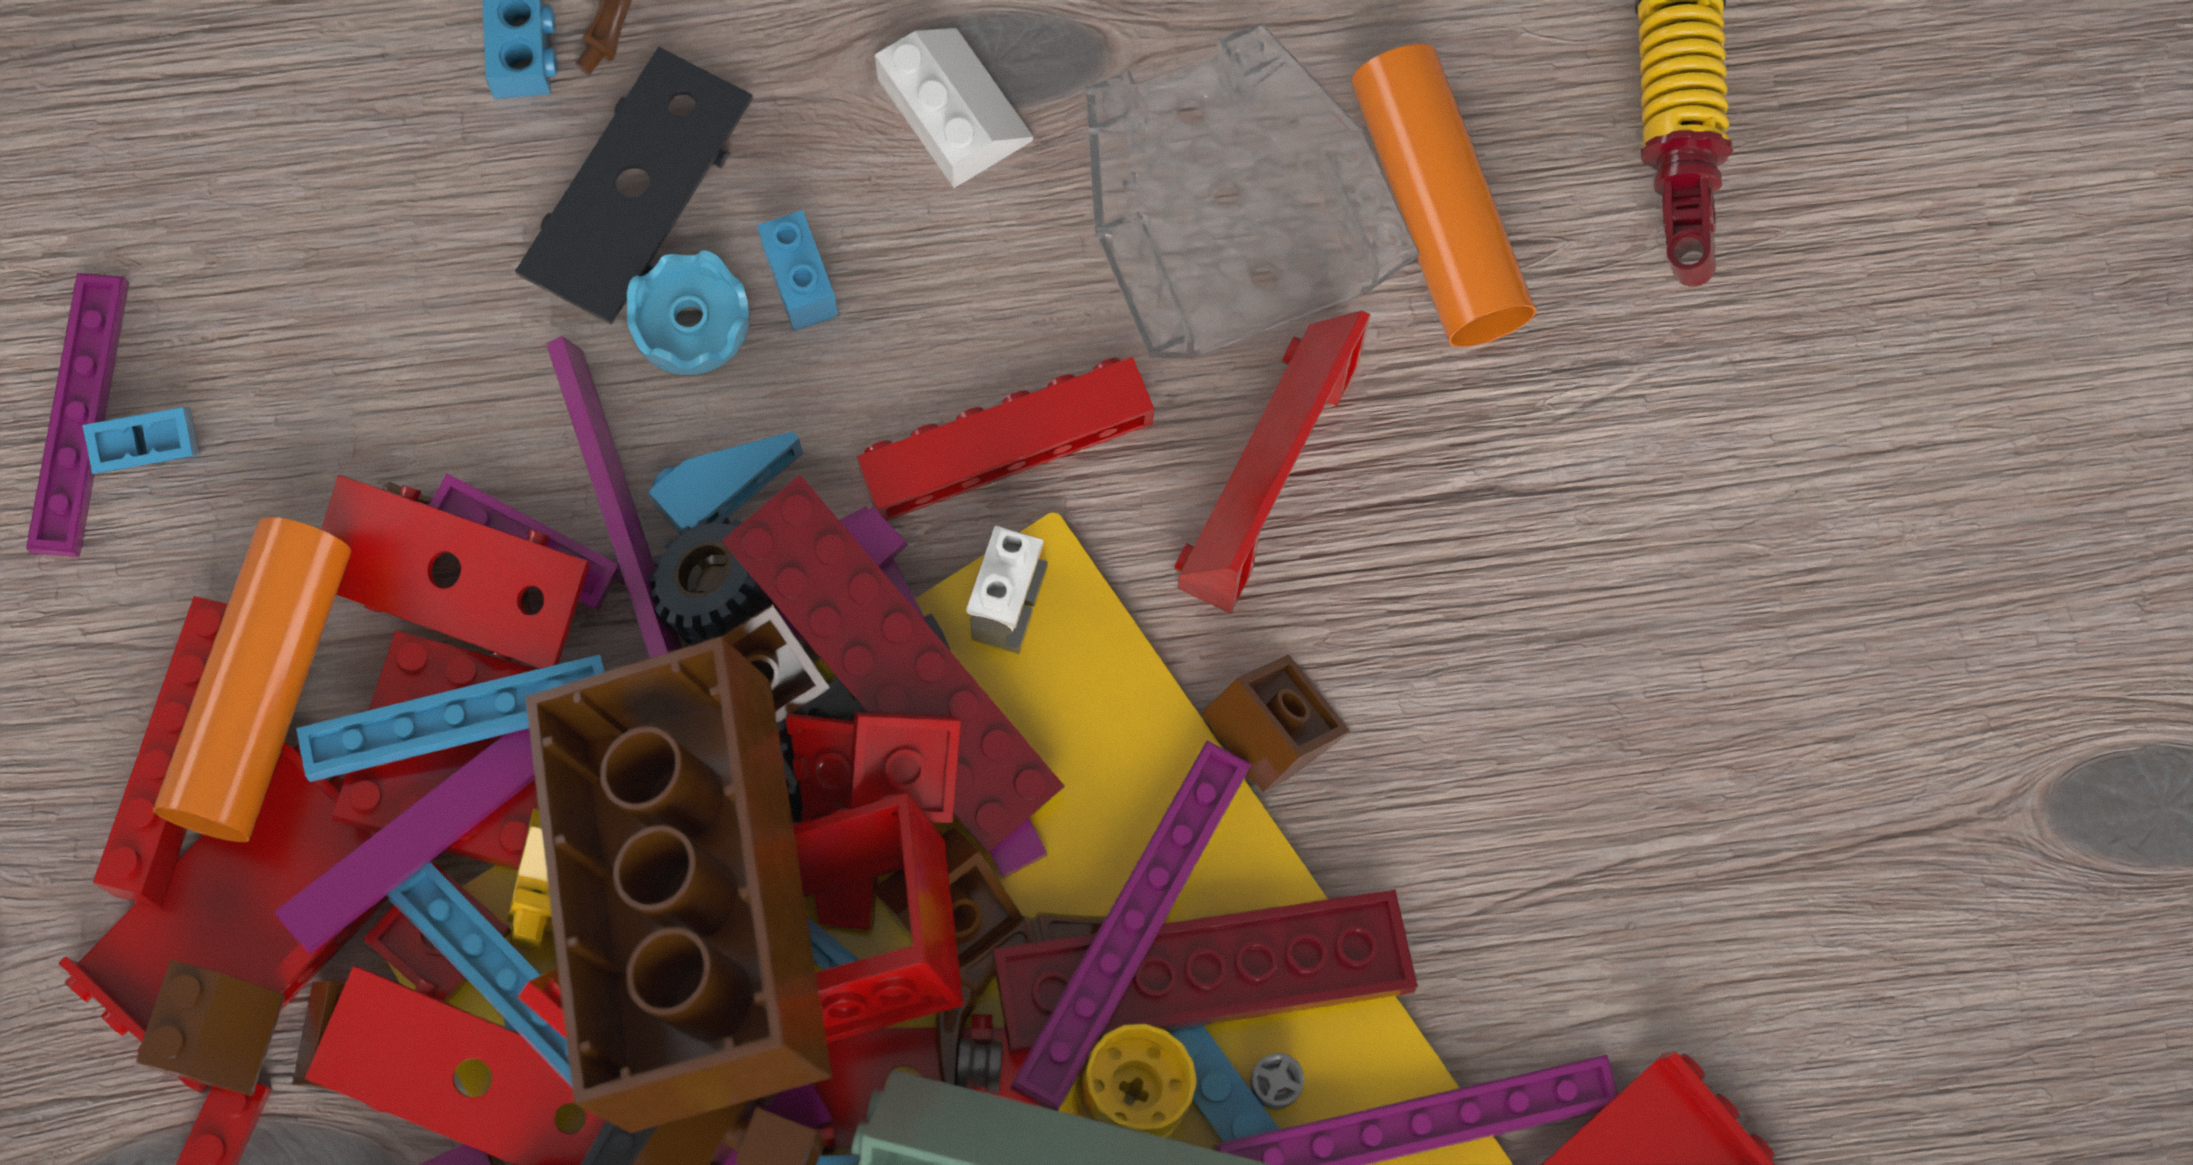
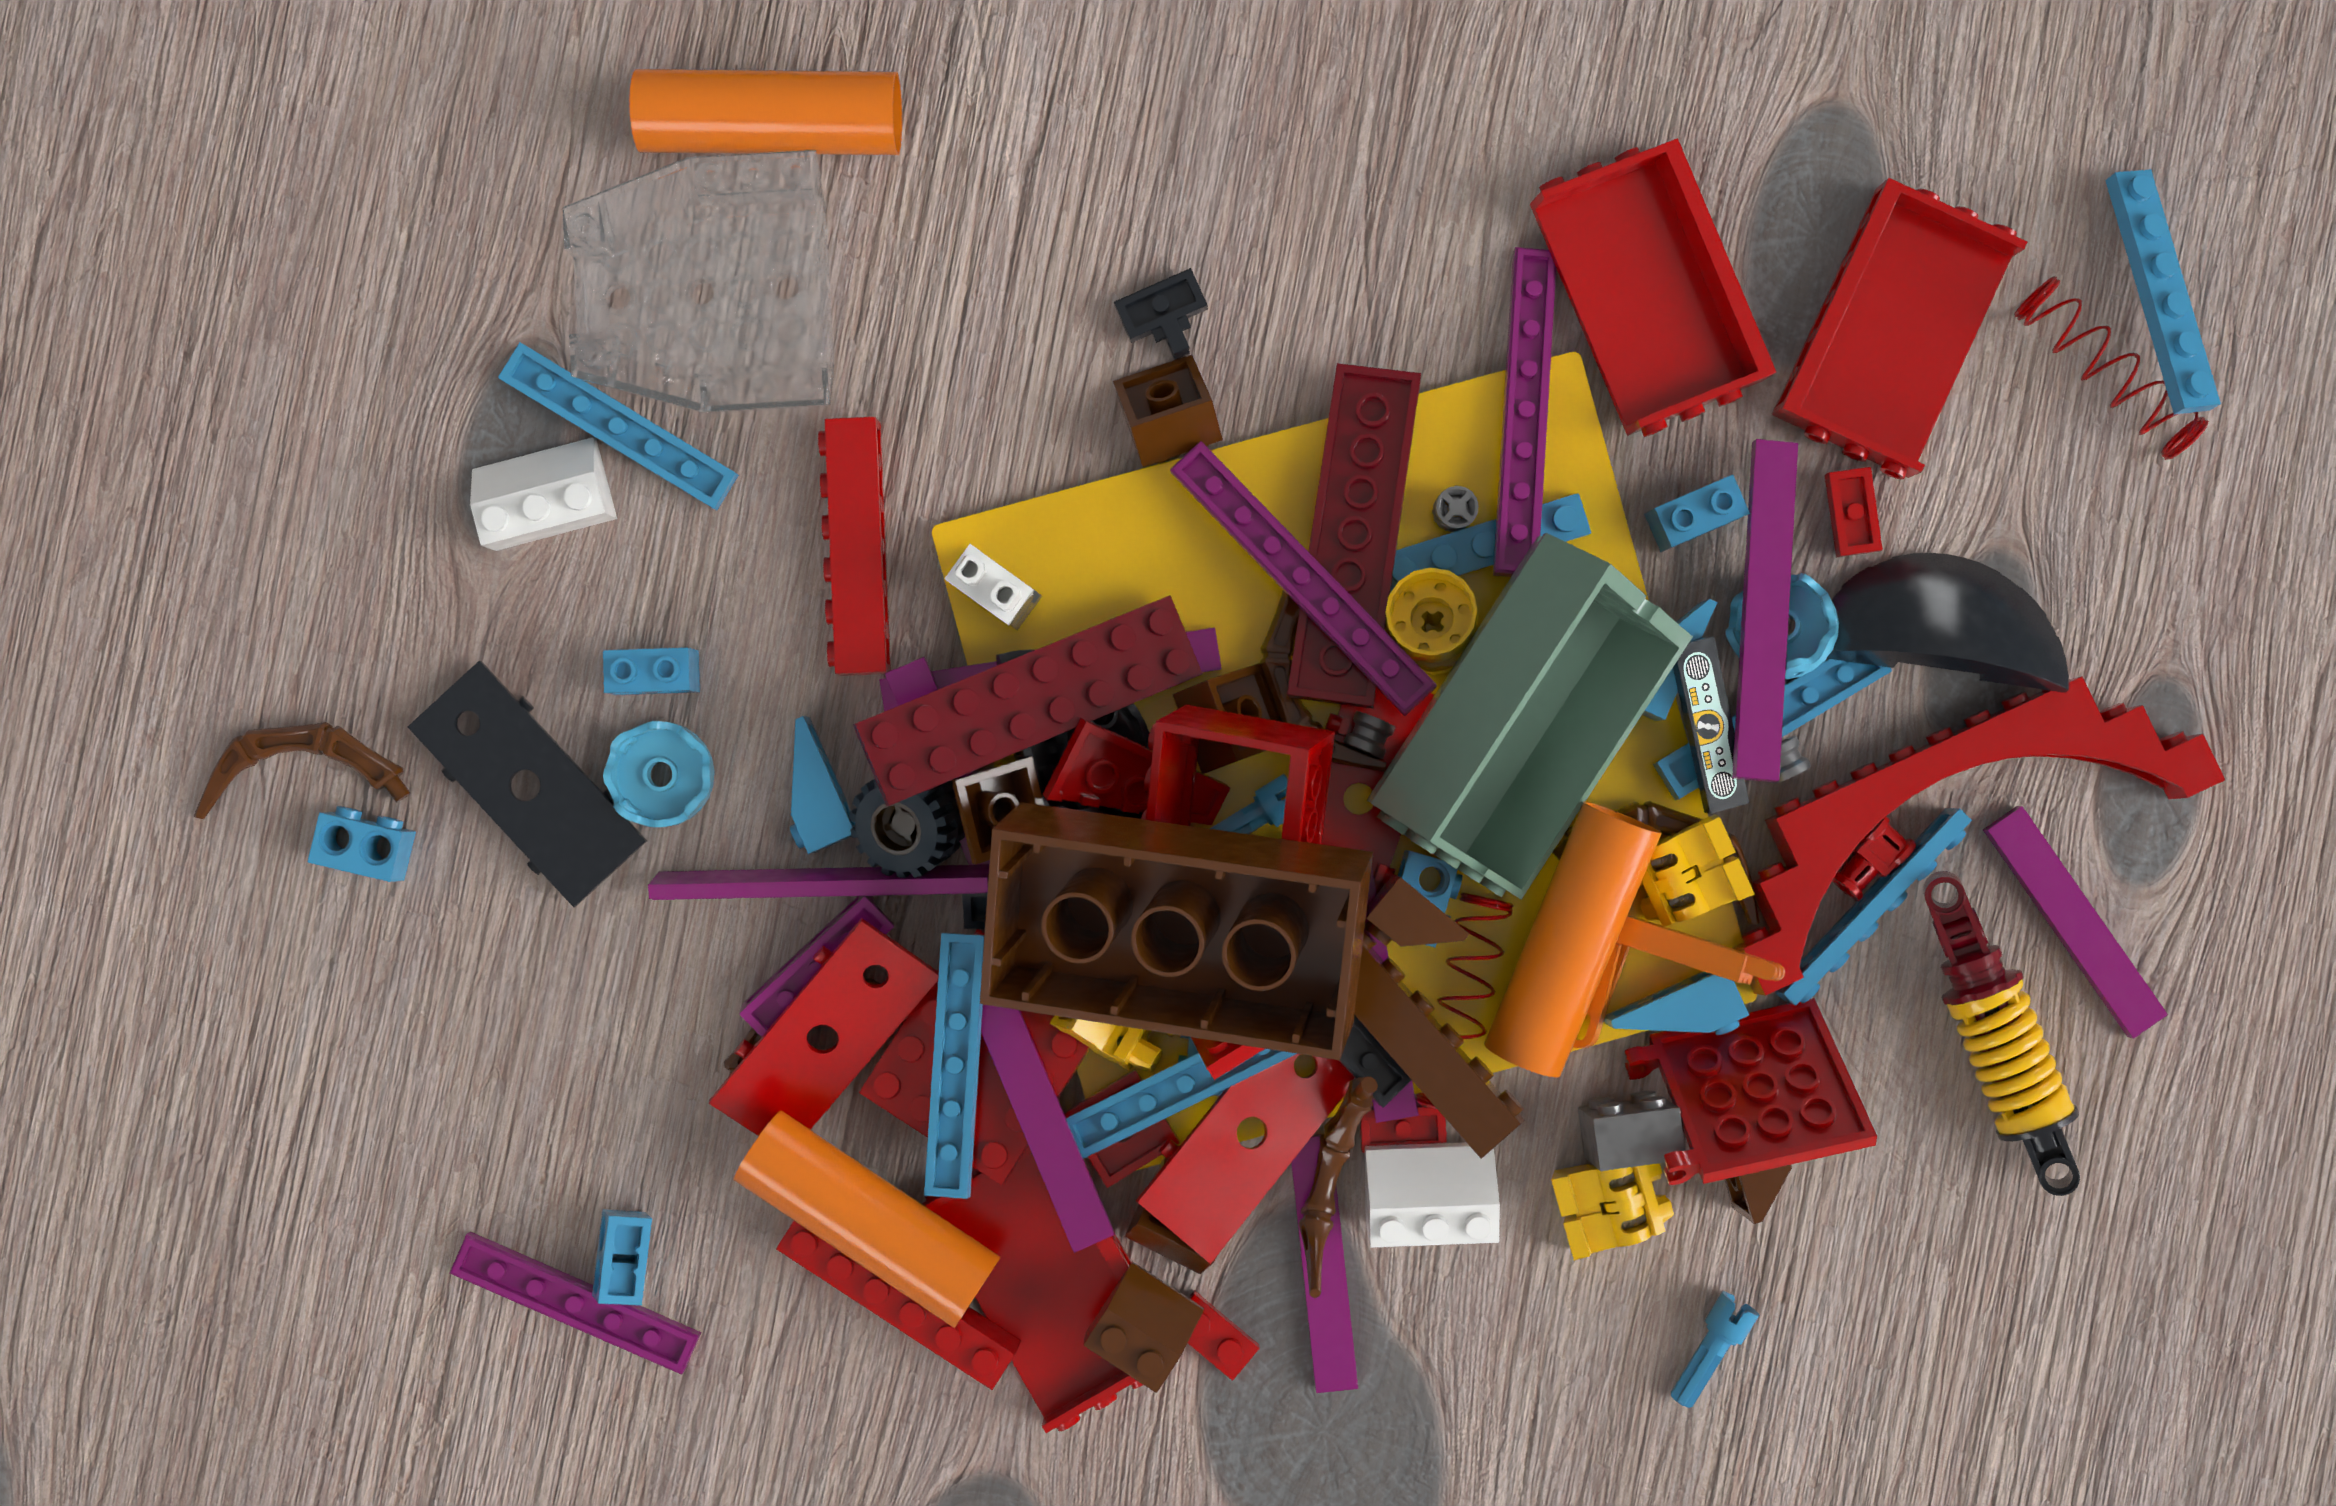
camera: 70 degrees left, 15 degrees up
(905, 756) = (1119, 716): red plate -> none
(1051, 158) = (618, 426): none -> dark azure plate
(1315, 374) = (951, 332): red slope -> none
(1385, 682) = (1163, 311): none -> black hinge

